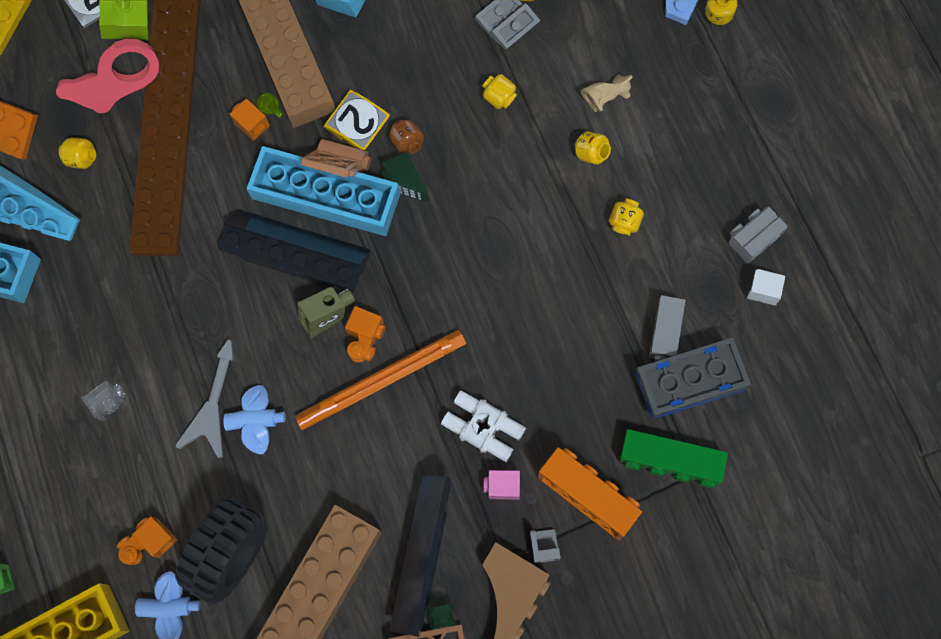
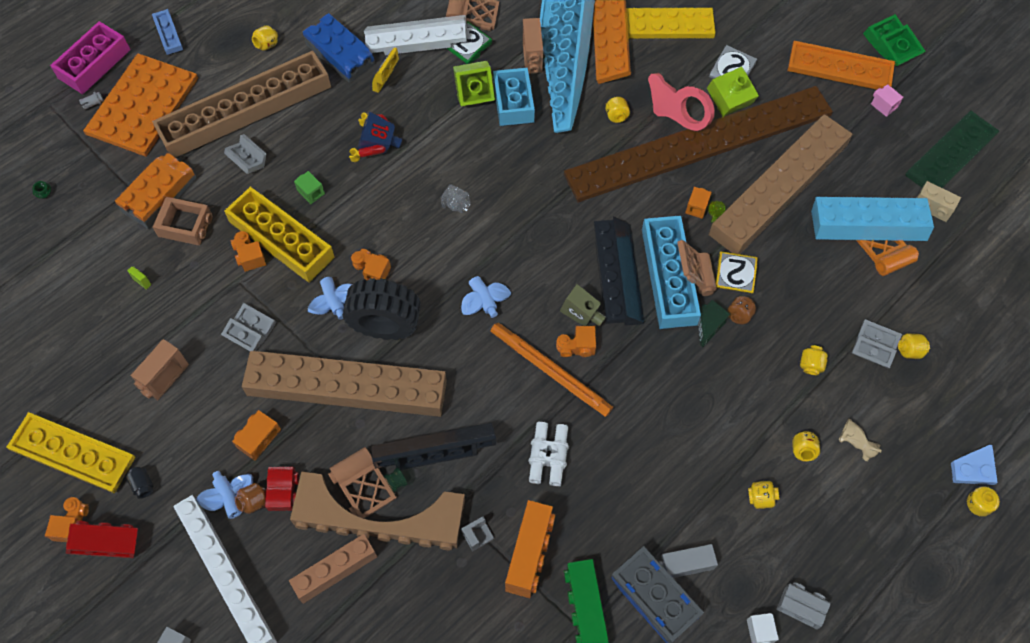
camera: 60 degrees right, 10 degrees down
(207, 421) = (470, 269): light grey piece -> none
(503, 485) = (510, 485): bright pink brick -> none

